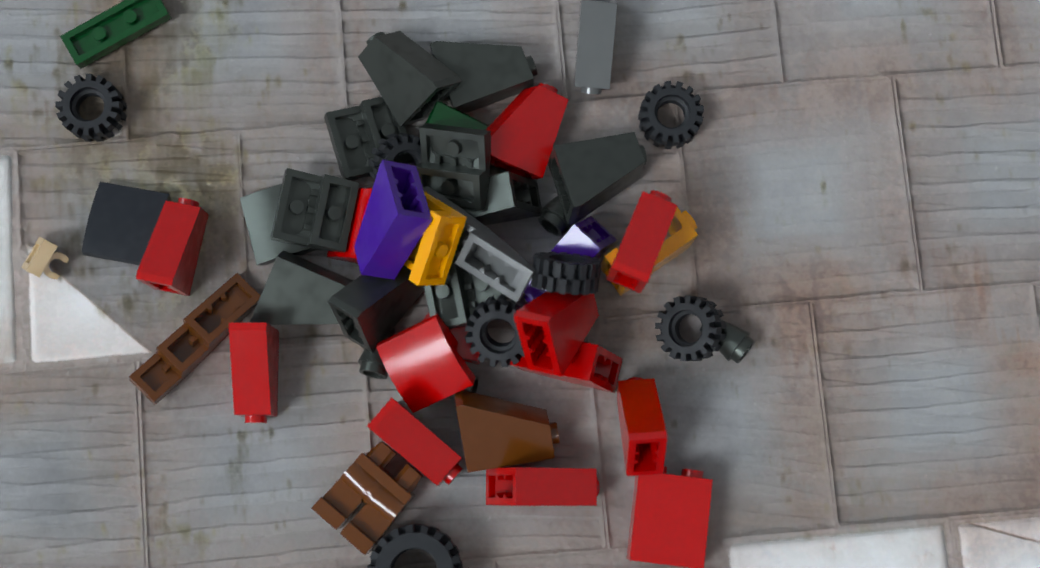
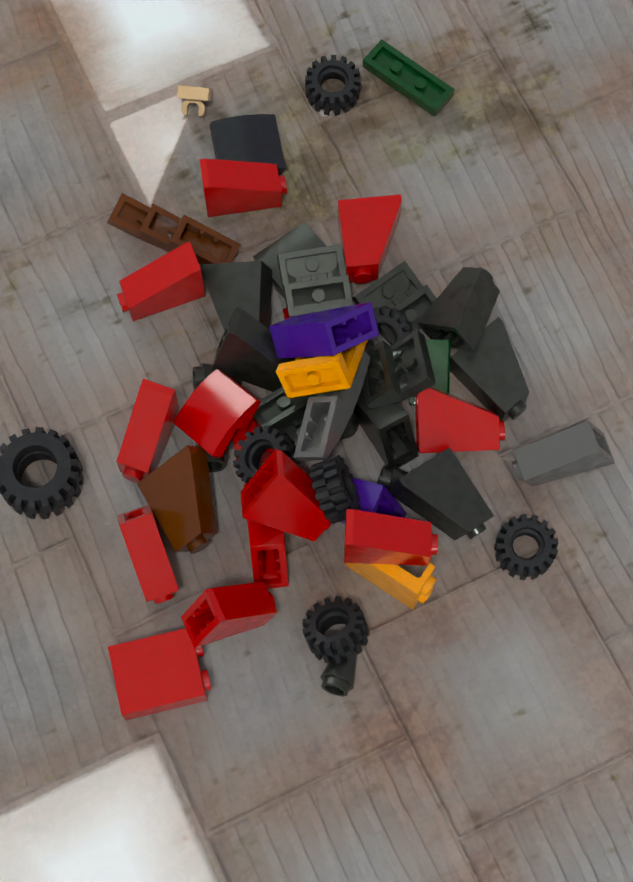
camera: 70 degrees right, 10 degrees down
(280, 139) = (366, 234): none -> red slope
(374, 486) = (86, 413): reddish brown hips -> none

